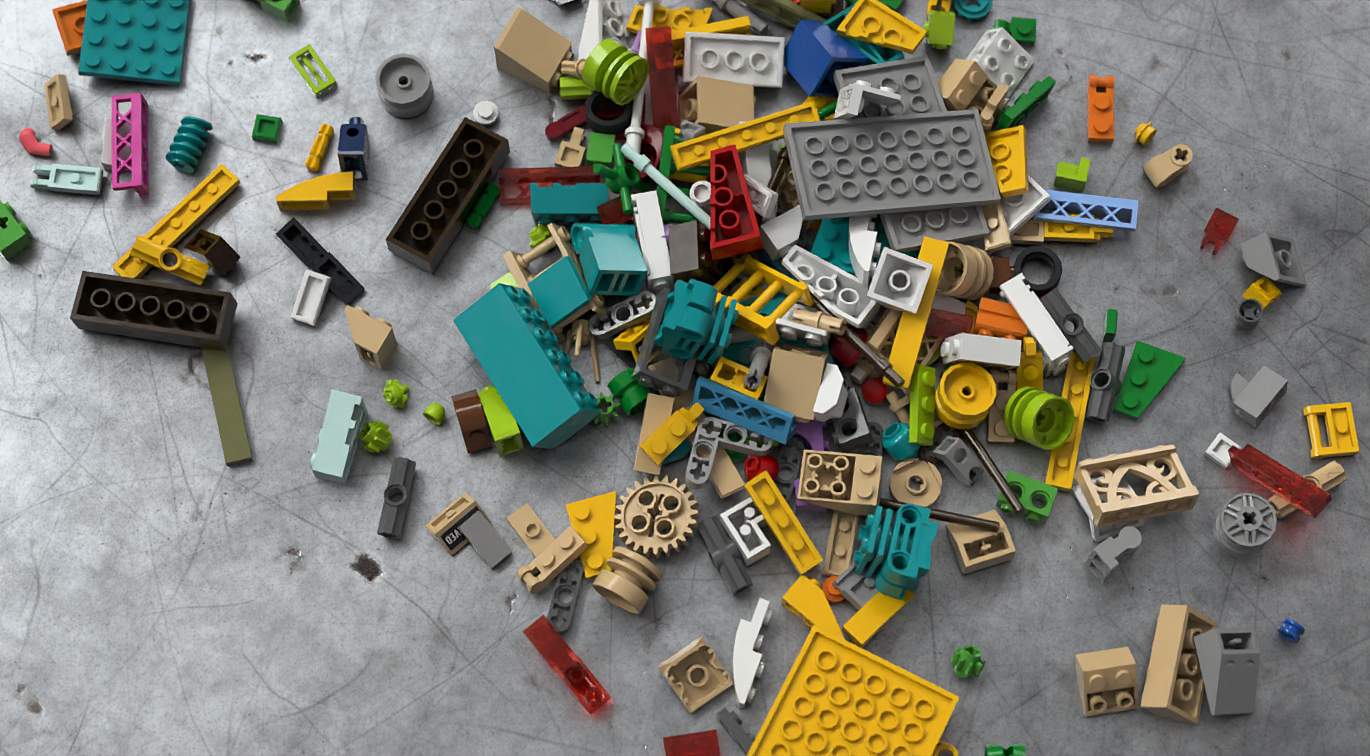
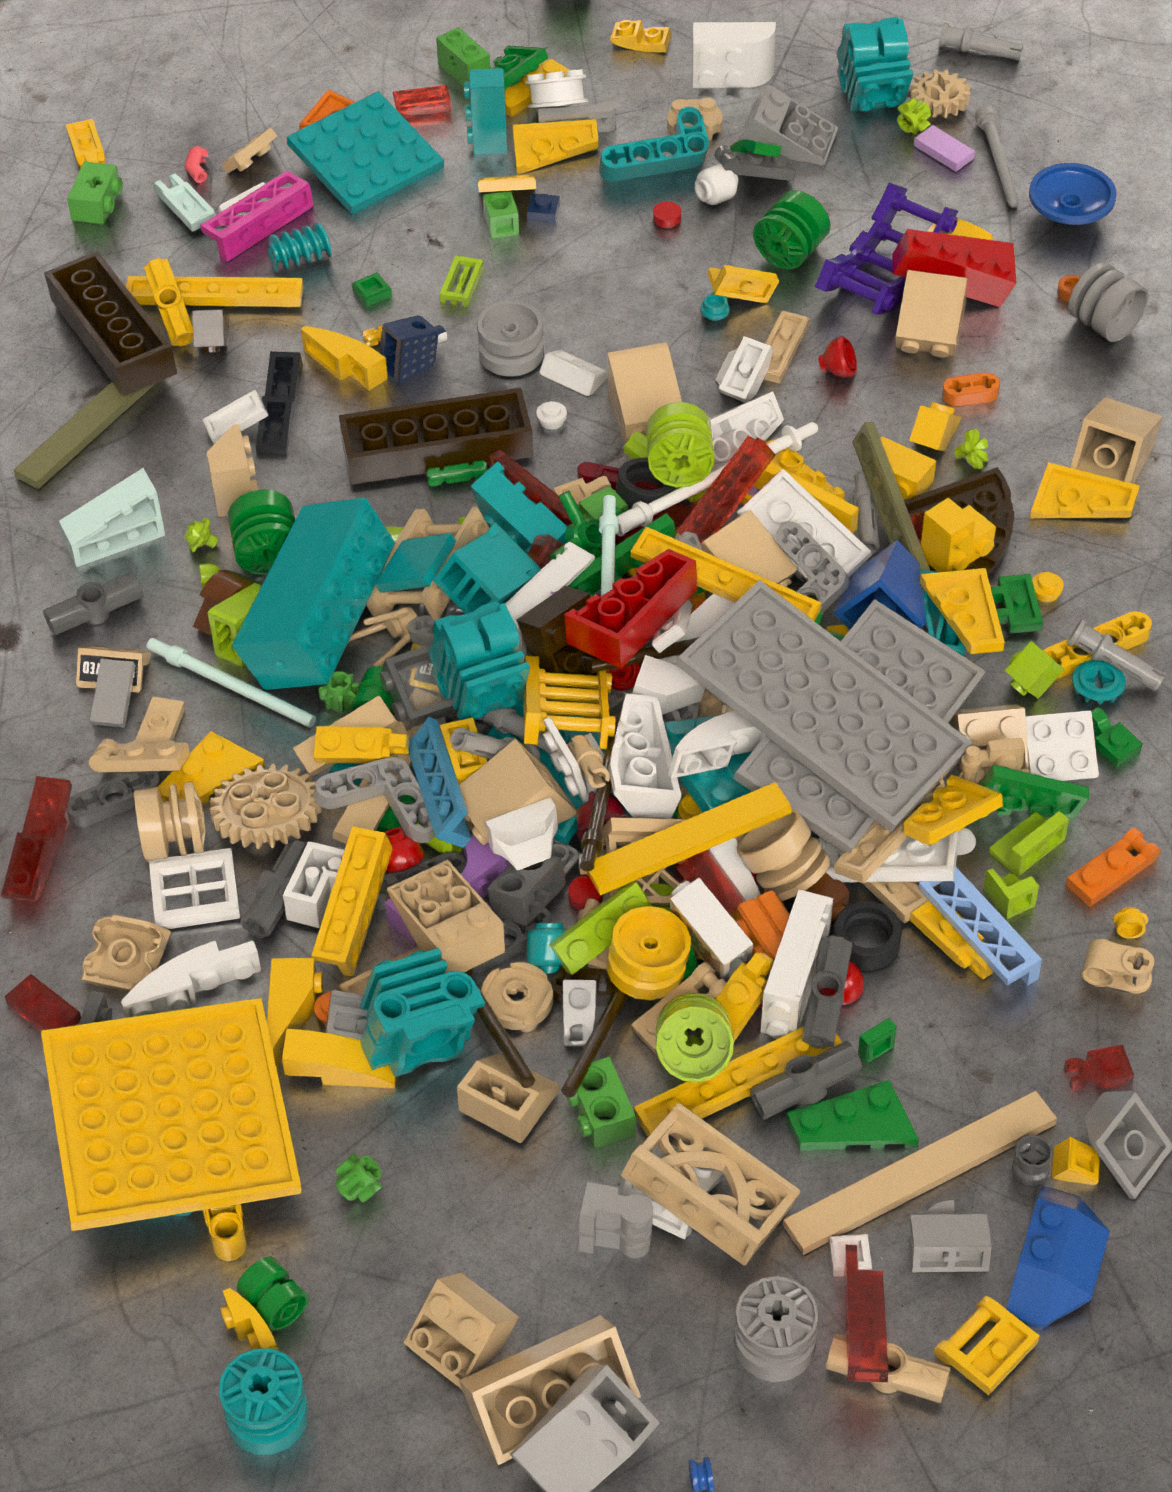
camera: 50 degrees right, 20 degrees down
(375, 436) = (140, 547): lime gear -> none
(438, 356) = (259, 528): none -> green wheel
(459, 71) = (573, 372): none -> white slope
(485, 479) = (179, 657): none -> light aqua bar
(697, 613) = (198, 913): none -> white piece
(778, 86) = (817, 585): none -> light grey beam
(852, 98) = (853, 611): white bracket -> none
(899, 281) = (698, 786): white slope -> none
(1046, 135) = (1030, 841): none -> lime panel
(1204, 373) = (918, 1172): none -> tan tile
(1310, 352) = (1057, 1259): none -> blue wedge

